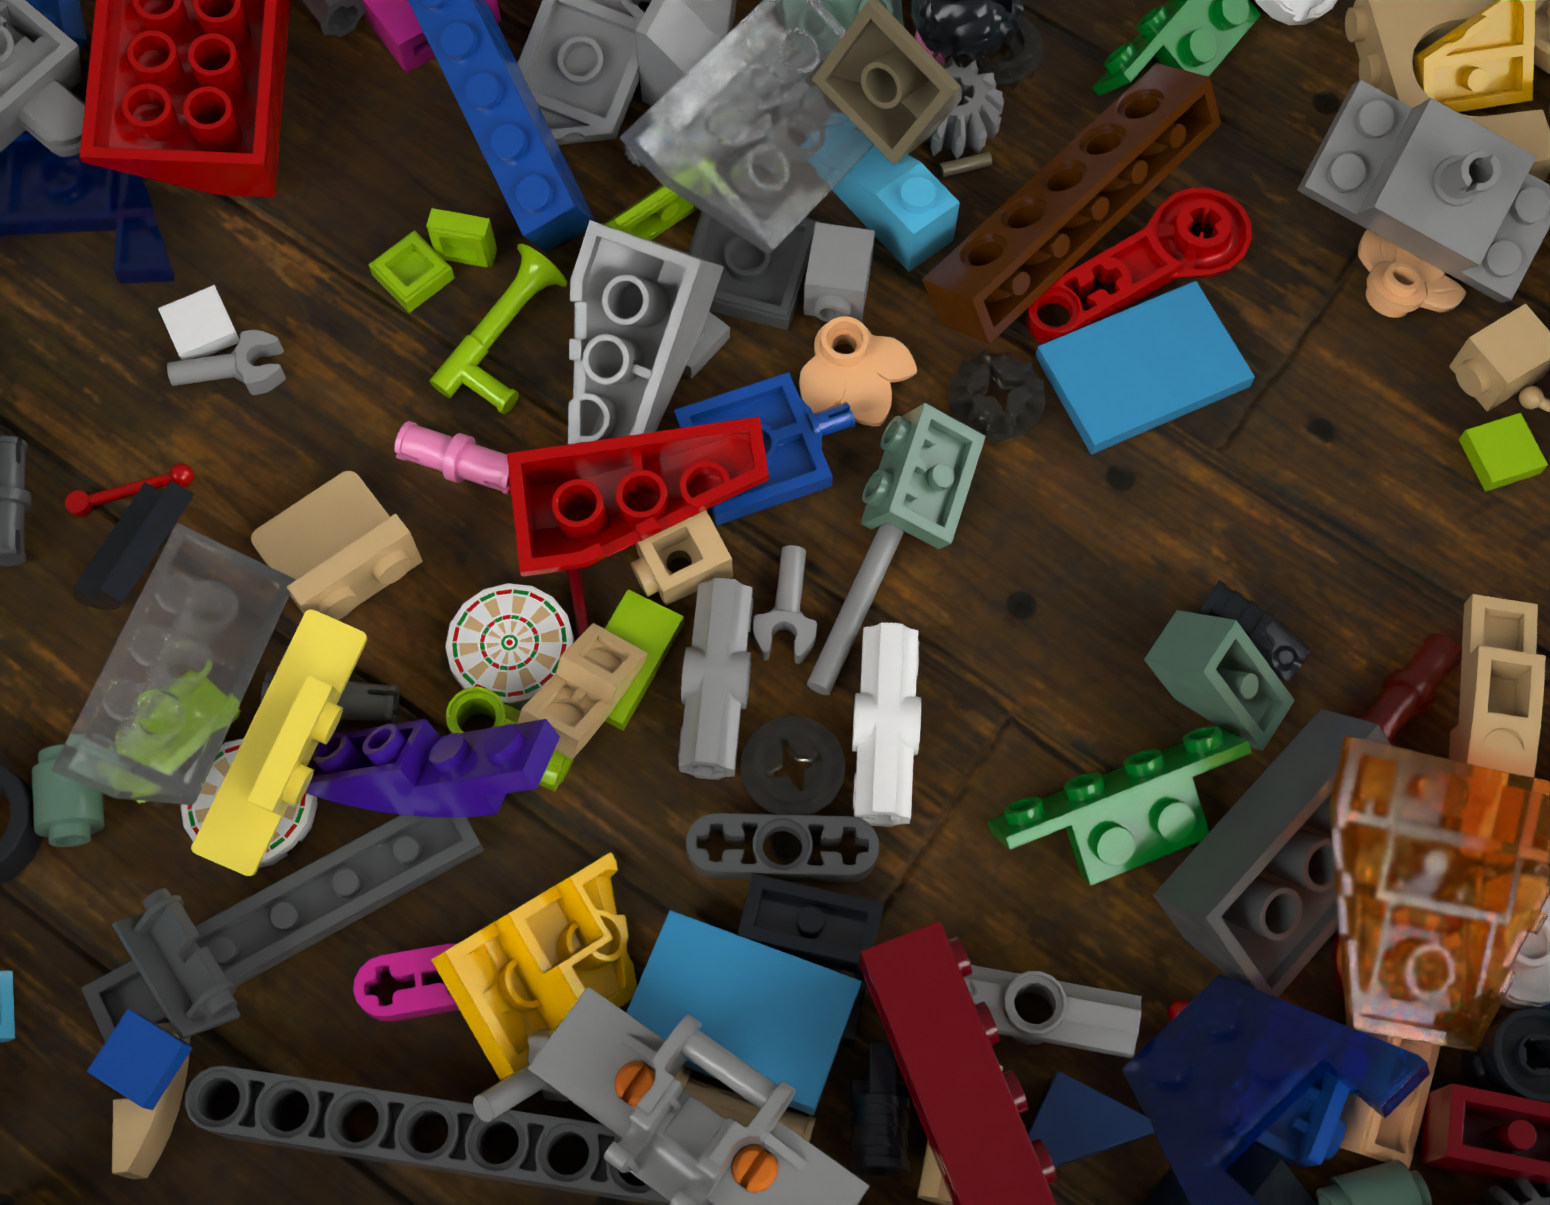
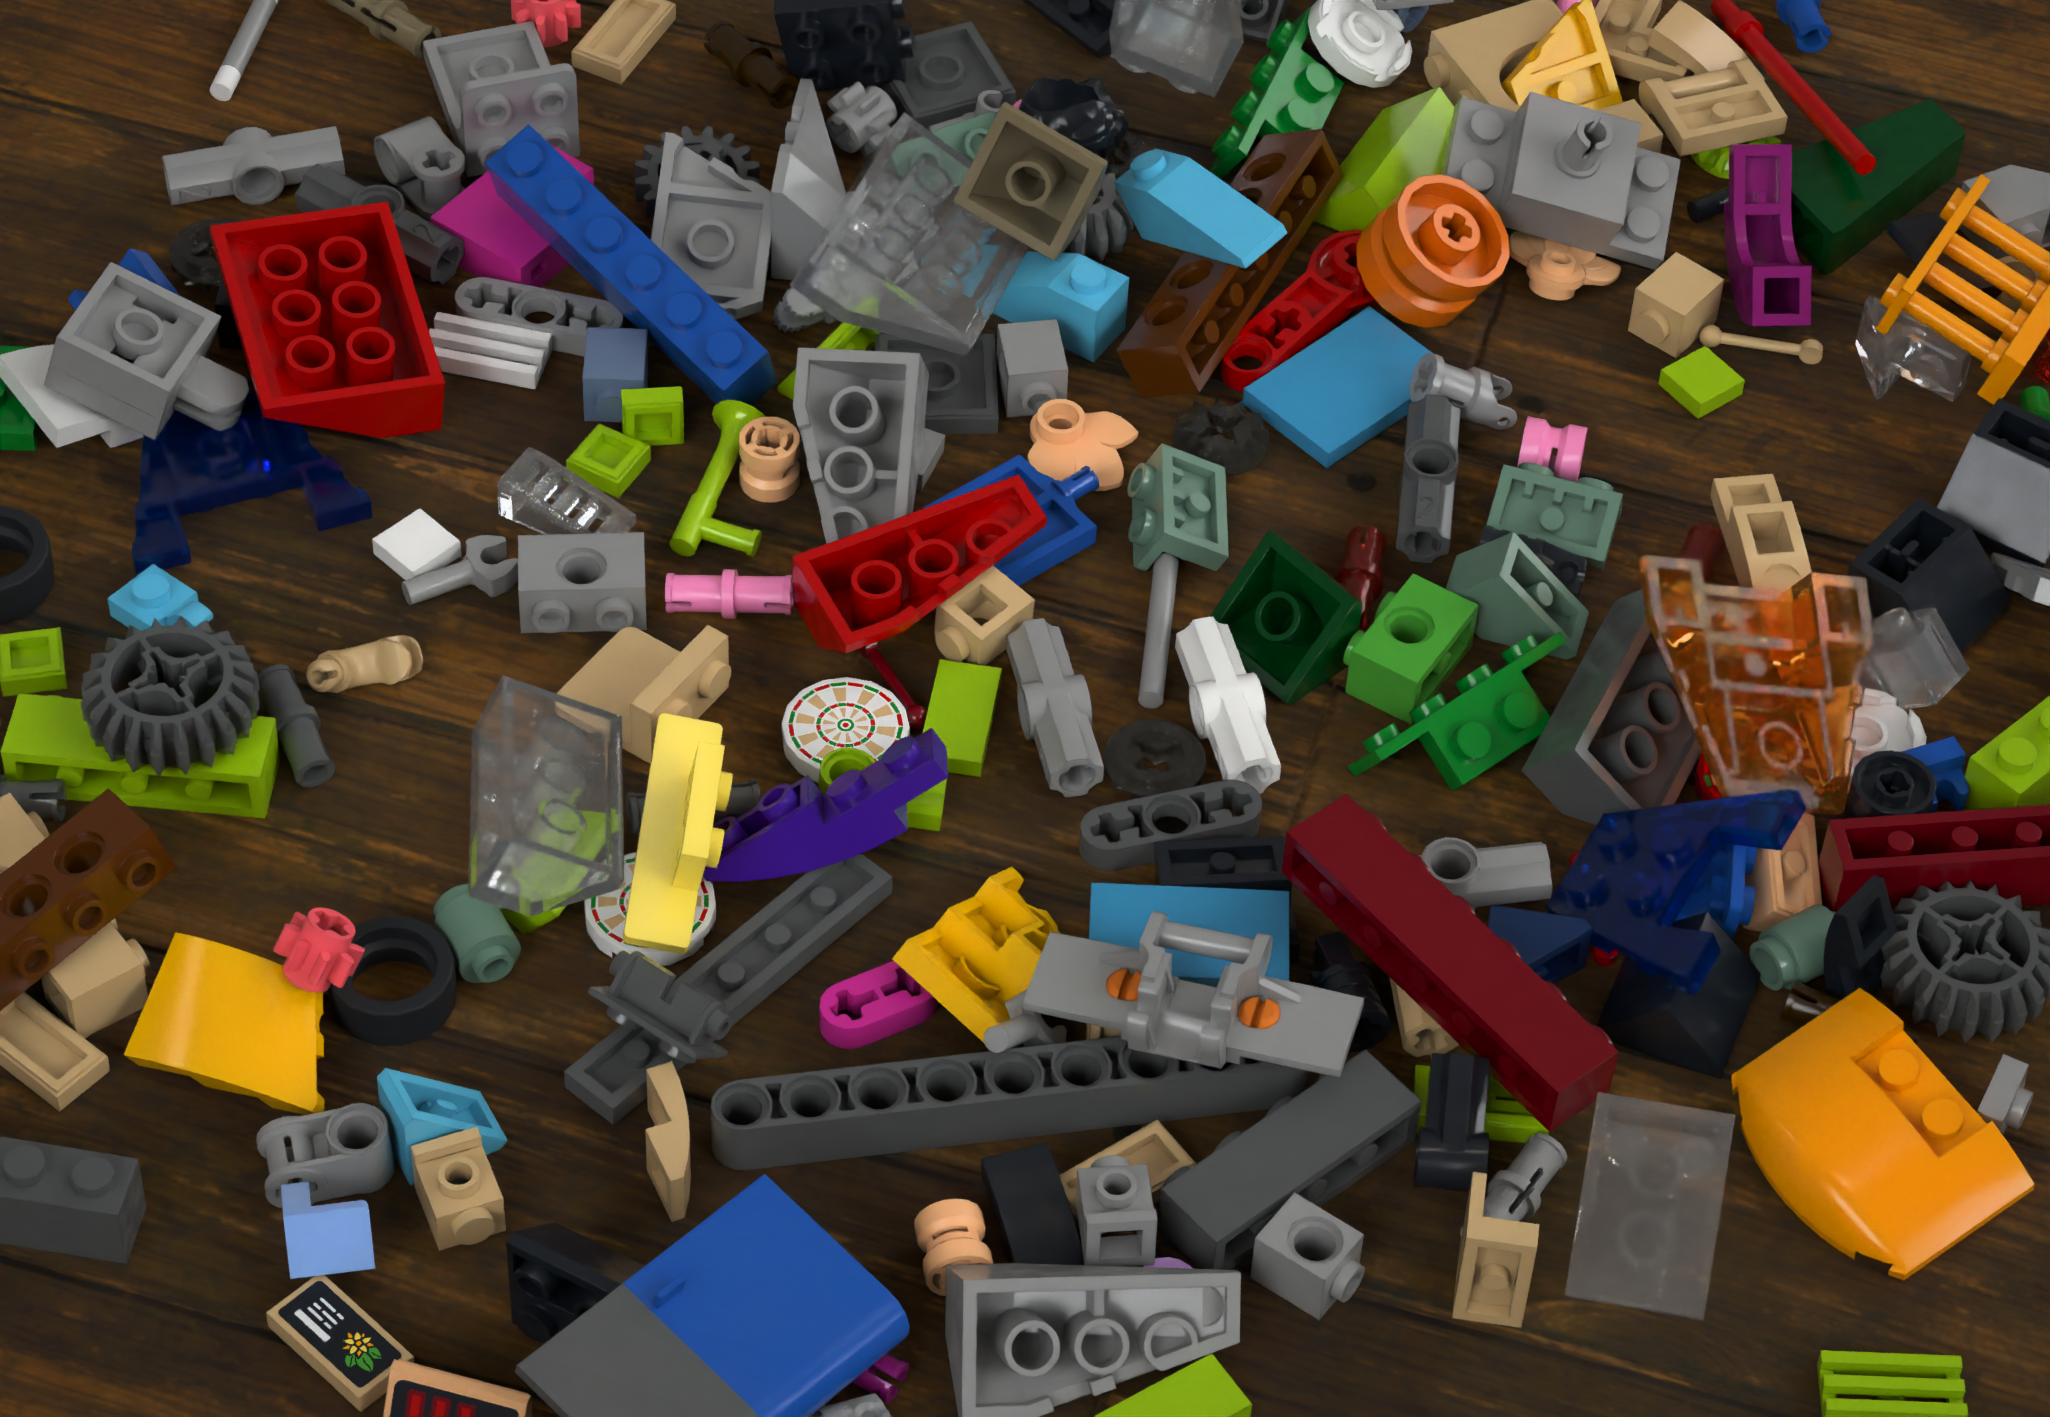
camera: 20 degrees left, 20 degrees down
(81, 503) = (364, 717): red hinge -> none
(112, 447) = (371, 663): none -> tan piece
(131, 546) = (453, 721): black slope -> none
(139, 1059) = (661, 1085): blue tile -> none
(300, 389) = (581, 582): none -> light grey brick
(324, 284) = (536, 479): none -> clear slope
(325, 86) = (488, 343): none -> white tile
(395, 76) = (501, 296): none -> light grey beam
(445, 176) = (612, 362): none -> sand blue brick
(548, 313) = (769, 459): none -> light nougat wheel
(585, 687) = (952, 719): tan slope -> none
(787, 613) = (1095, 649): light grey bar -> none
(965, 164) = (1120, 259): dark tan piece -> none
(976, 642) = (1288, 619): none -> dark green slope
(1052, 144) = (1194, 210): none -> medium azure slope
(1070, 607) = (1361, 569): none -> clear red pin
(1078, 738) = (1410, 647): none -> bright green brick
(1169, 531) = (1428, 479): none -> dark grey piece
(1252, 408) = (1465, 389): none -> light grey piece
(1274, 131) = (1393, 152): none -> lime slope
(1275, 243) = (1432, 251): none -> orange wheel
(1297, 583) = (1558, 510): none -> sand green bracket
(1320, 503) = (1540, 440): none -> bright pink wheel

